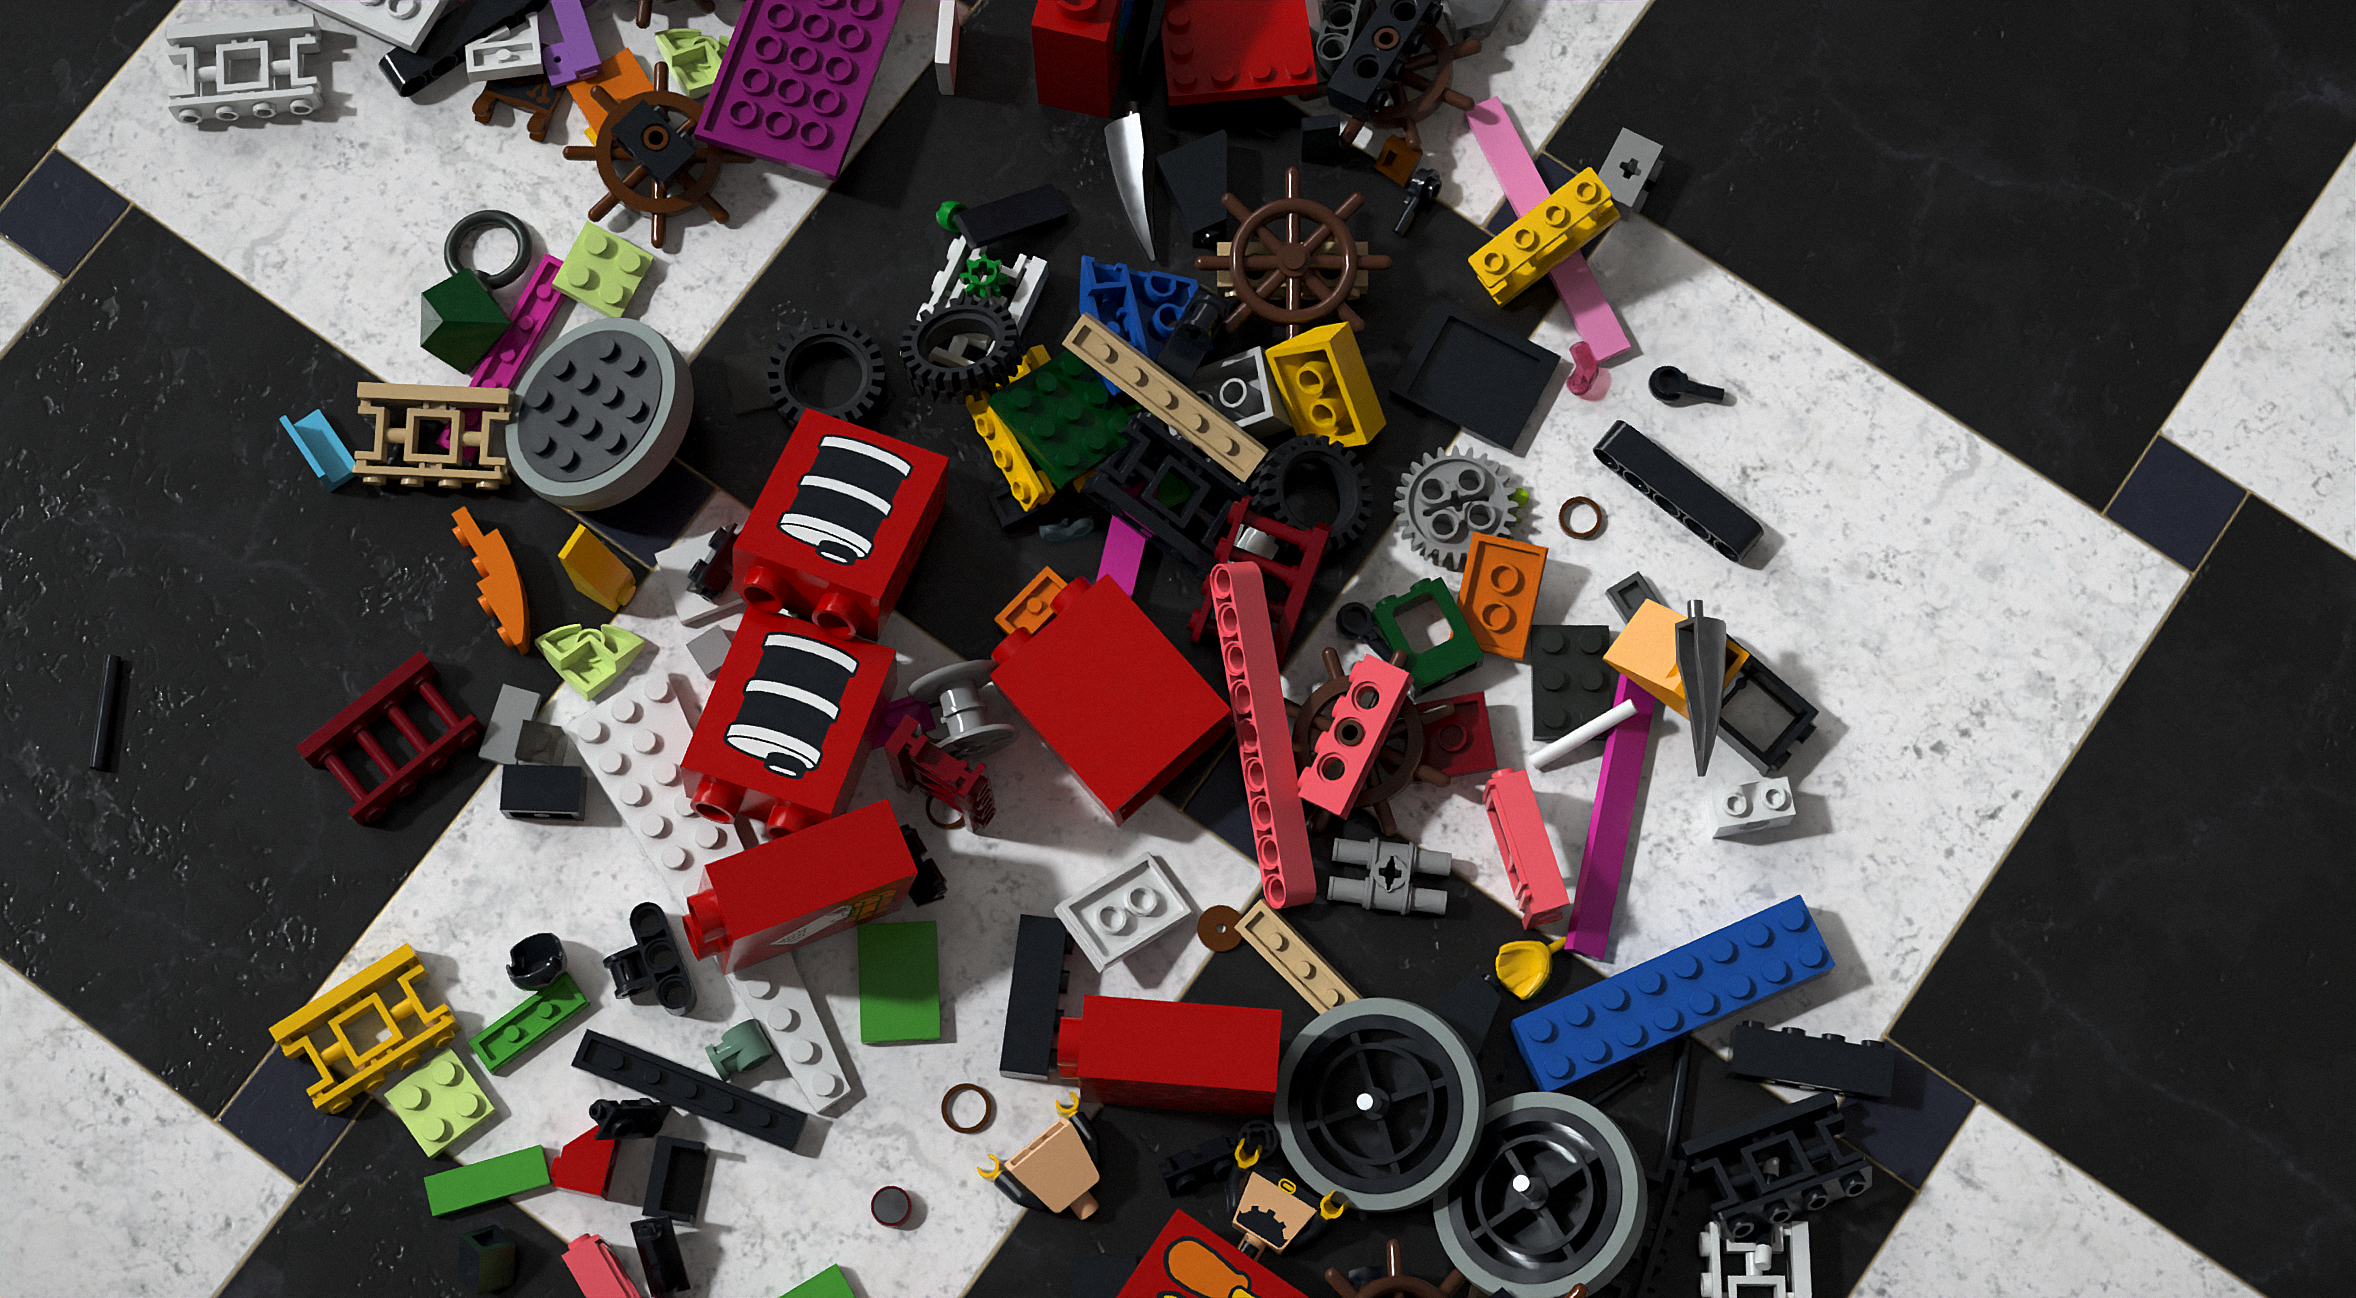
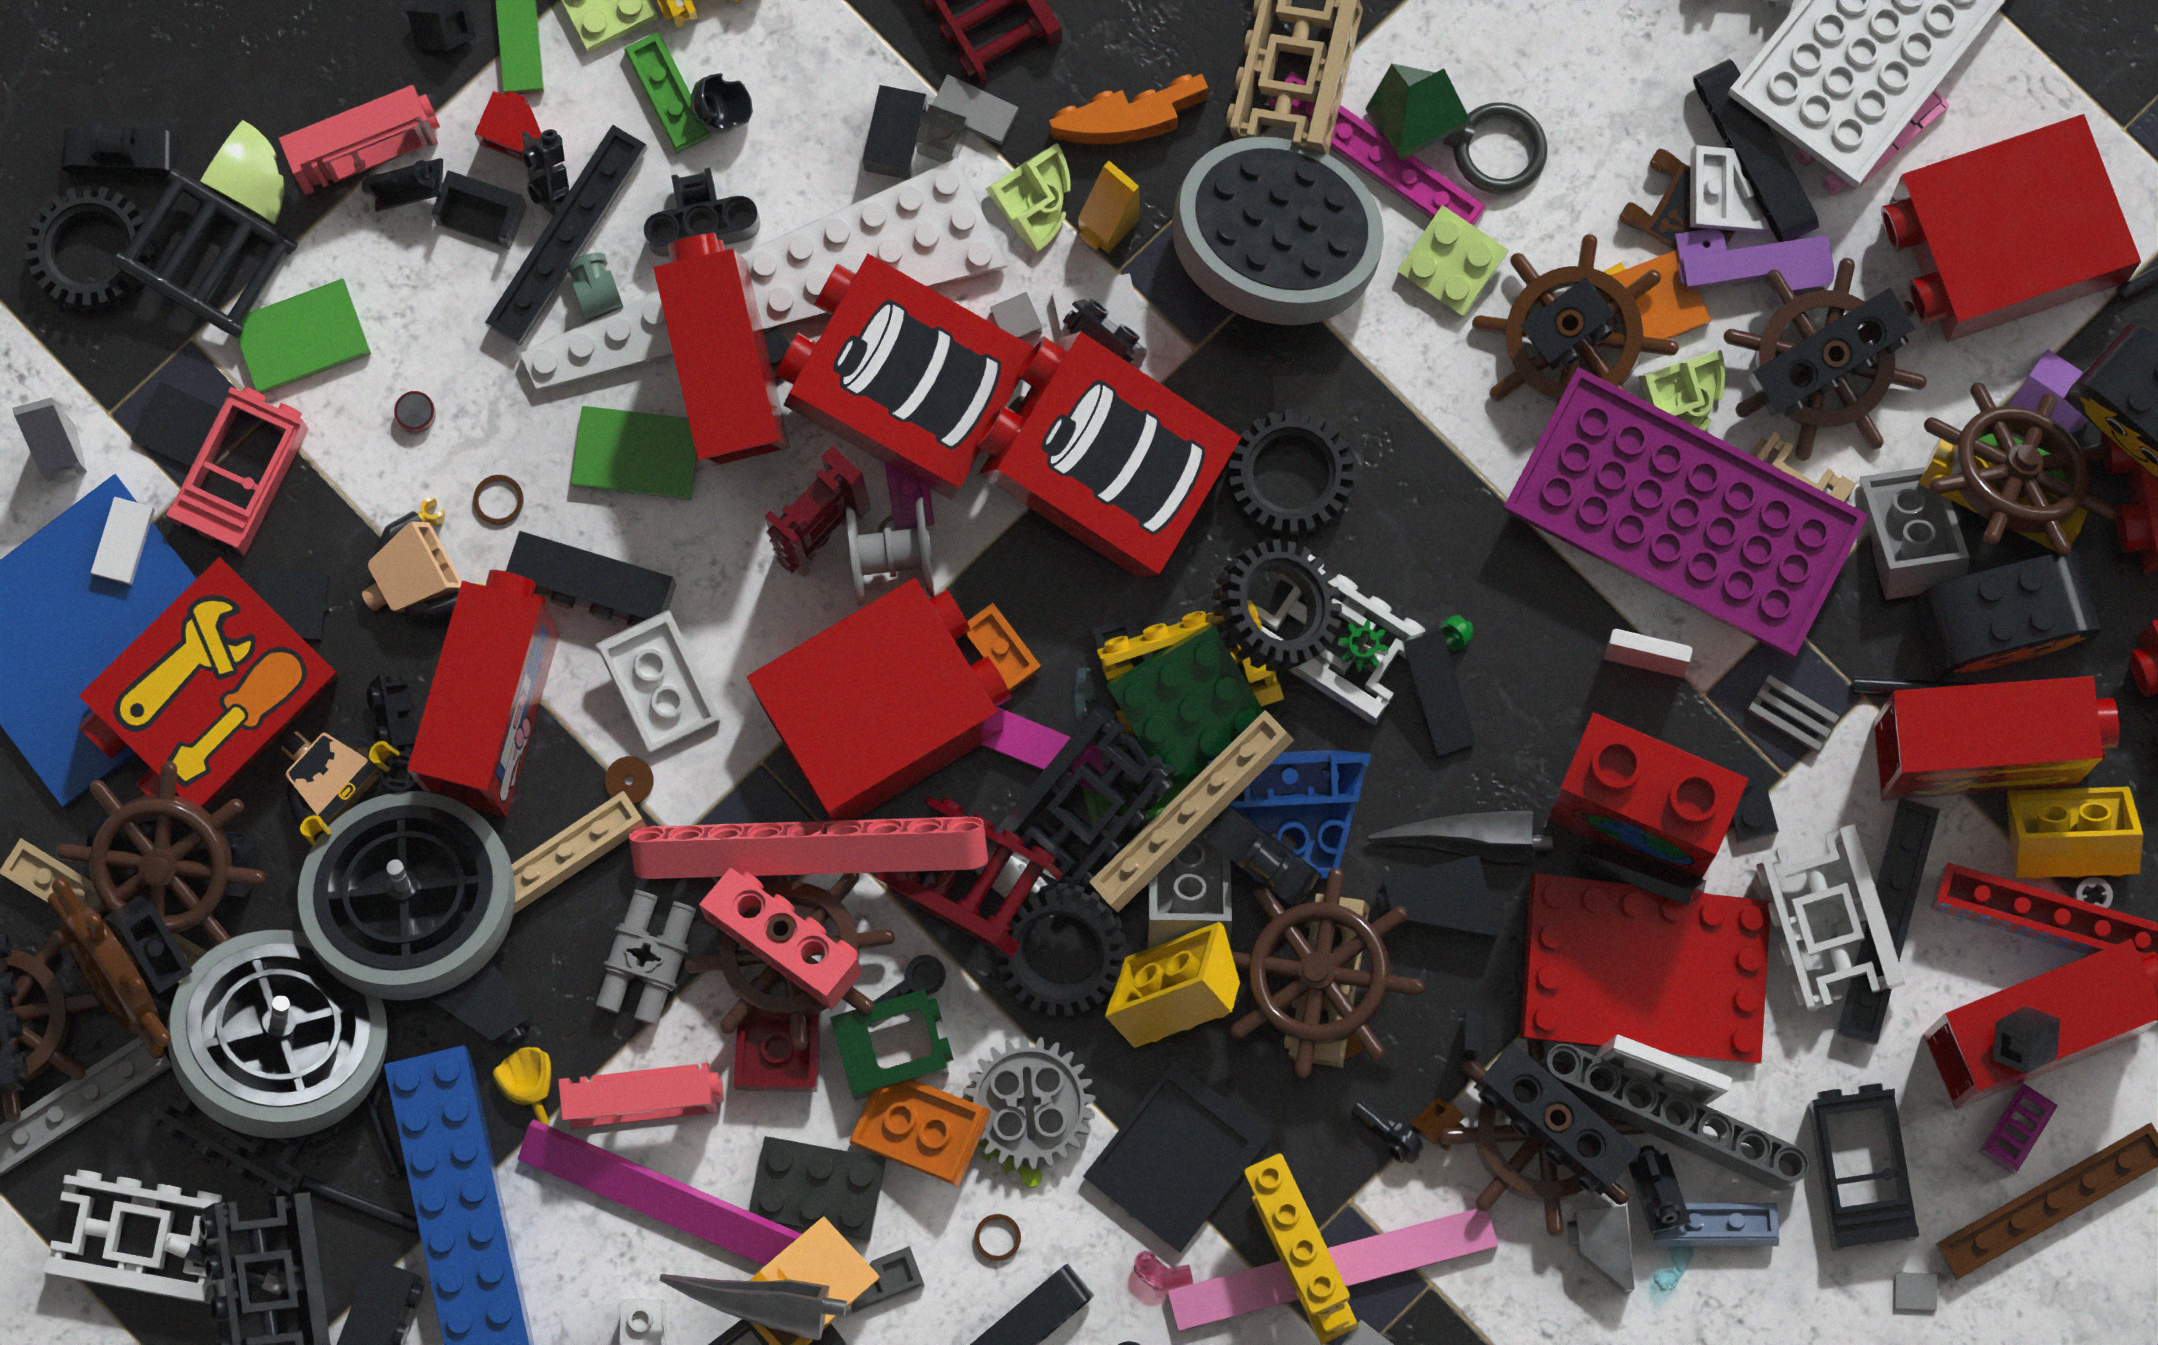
camera: 105 degrees right, 5 degrees up
(929, 882) = (747, 481): black hinge -> none
(1583, 734) = (753, 1185): white bar -> none

